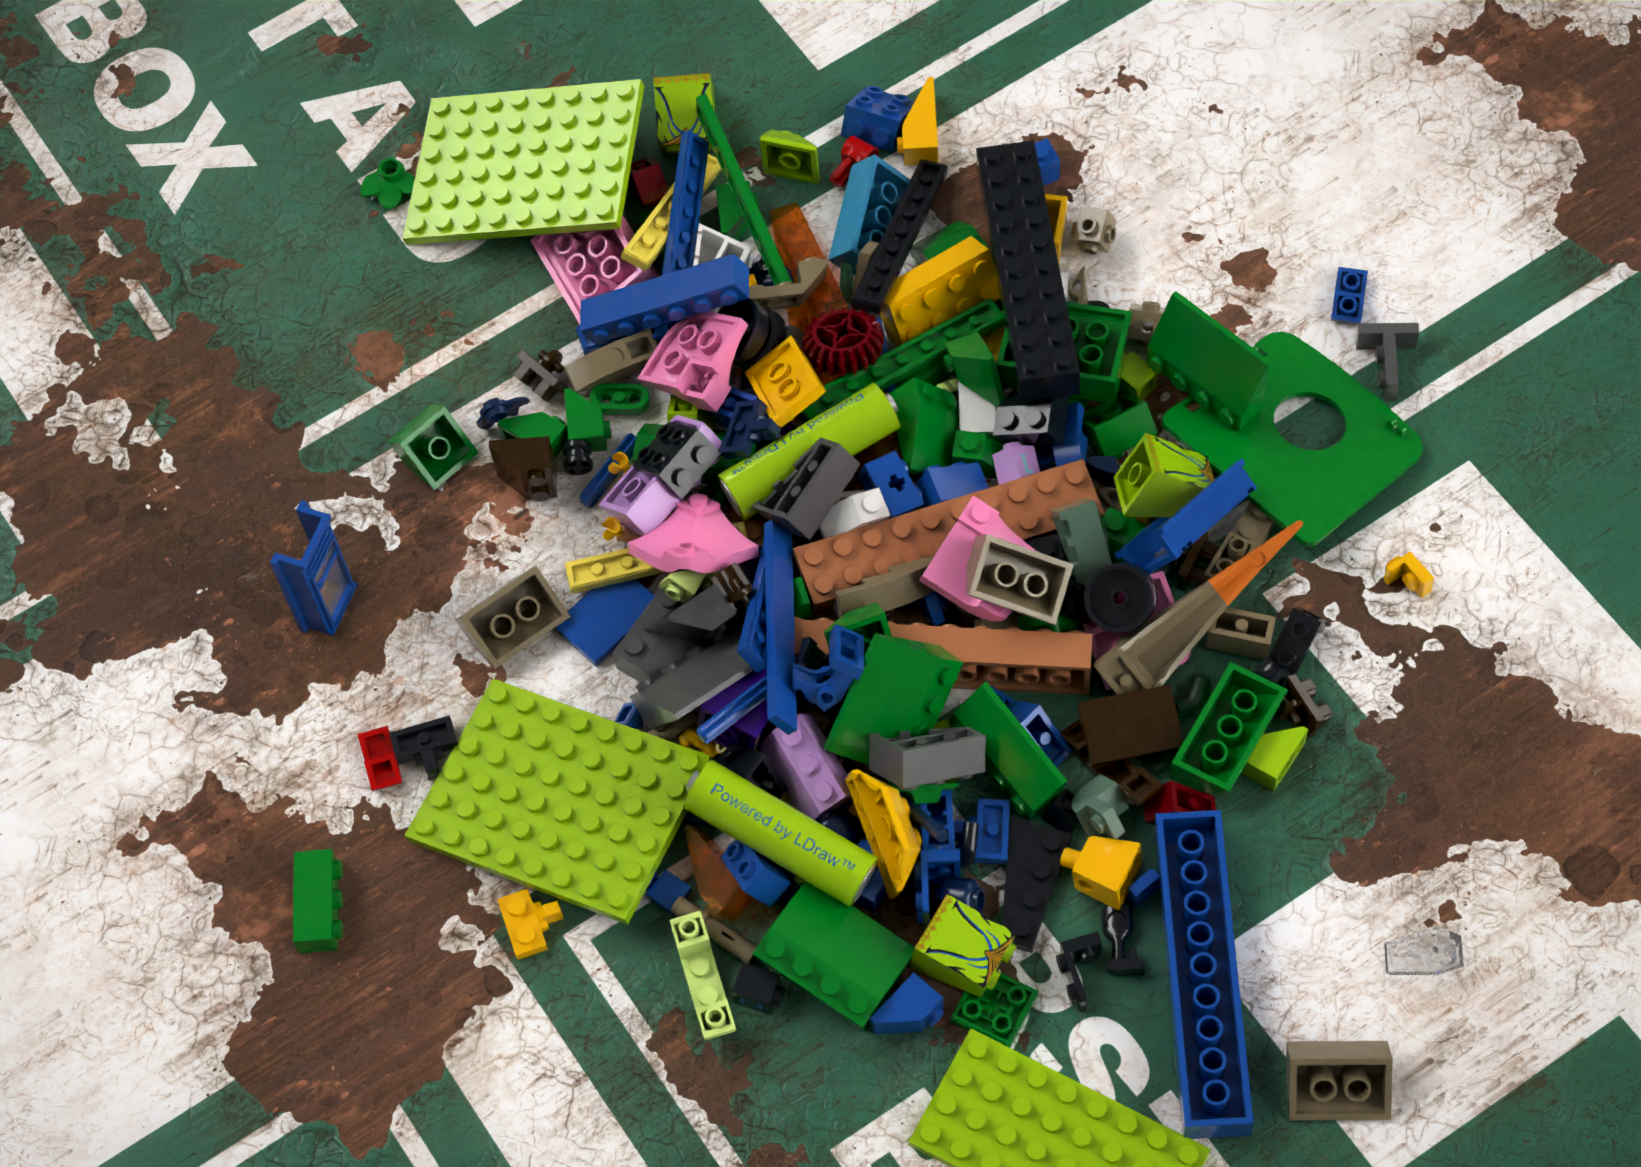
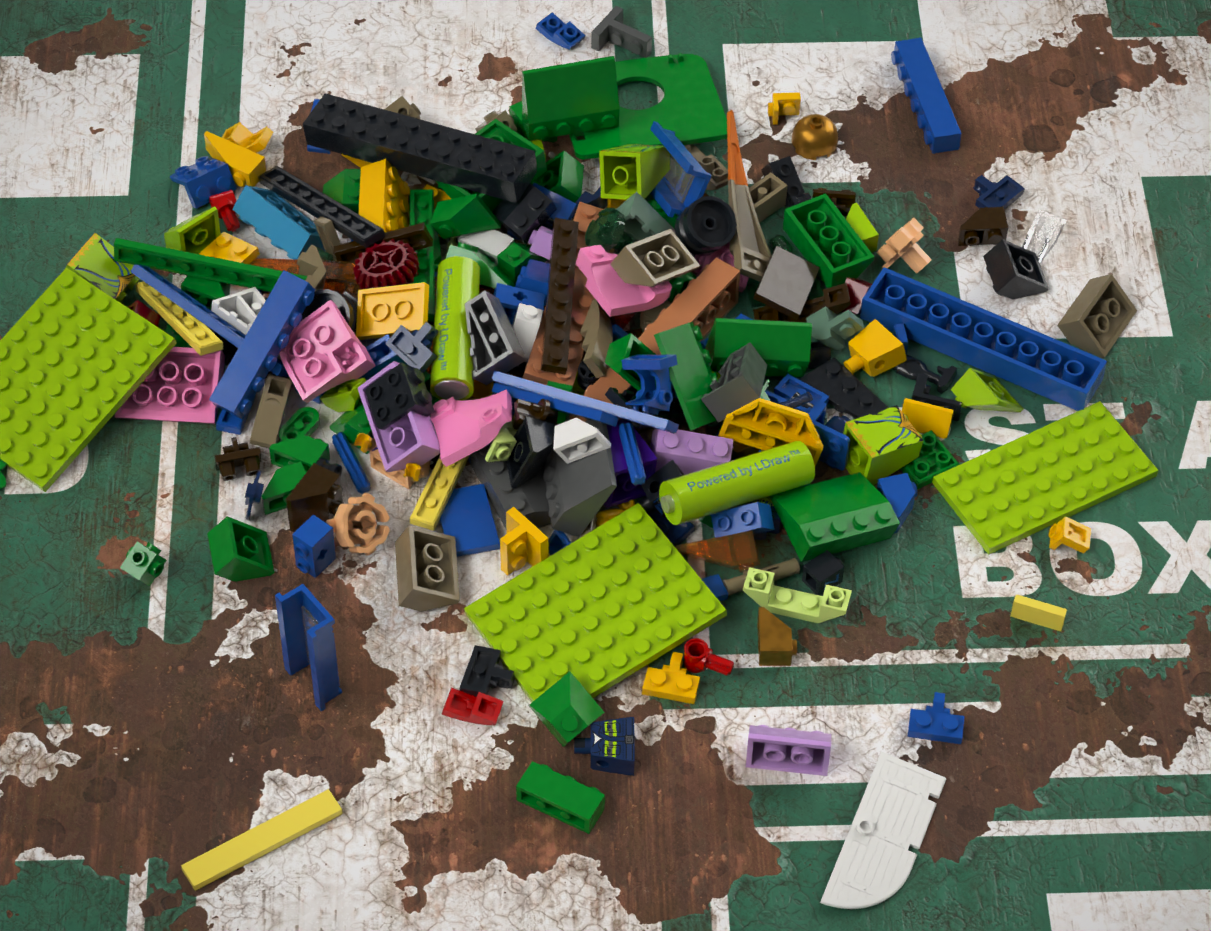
camera: 65 degrees left, 10 degrees down
(122, 673) = (261, 839): none -> light yellow tile
(361, 375) = (144, 562): none -> green brick
(406, 911) = (610, 746): none -> dark blue torso
(415, 844) = (566, 709): none -> green slope
(468, 501) = (314, 546): none -> blue brick
(502, 1079) = (788, 750): none -> lavender slope
(517, 523) = (357, 524): none -> light nougat piece
(569, 939) = (705, 658): none -> red axle
(592, 681) = (521, 543): none -> yellow bracket
(636, 988) = (774, 640): none -> pearl gold slope
(719, 648) = (578, 440): none -> white slope
(791, 200) = (231, 249): none -> yellow plate
(896, 336) = (415, 235): none -> dark brown plate
(920, 518) = (559, 296): none -> dark brown plate
(960, 116) = (242, 136): none -> yellow slope
(1038, 507) = (608, 231): none -> clear green tile
(1049, 977) = (928, 417): none -> yellow slope
(1129, 1020) = (984, 392): none -> lime slope
(1280, 814) = (904, 245): none -> light nougat piece
(1341, 954) = (1014, 271): none -> black slope
(1386, 883) = (984, 227): none -> dark brown slope
(1390, 633) = (814, 136): none -> pearl gold cylinder
(1451, 871) = (997, 194): none -> dark blue hinge
(1550, 710) = (926, 95): none -> blue brick

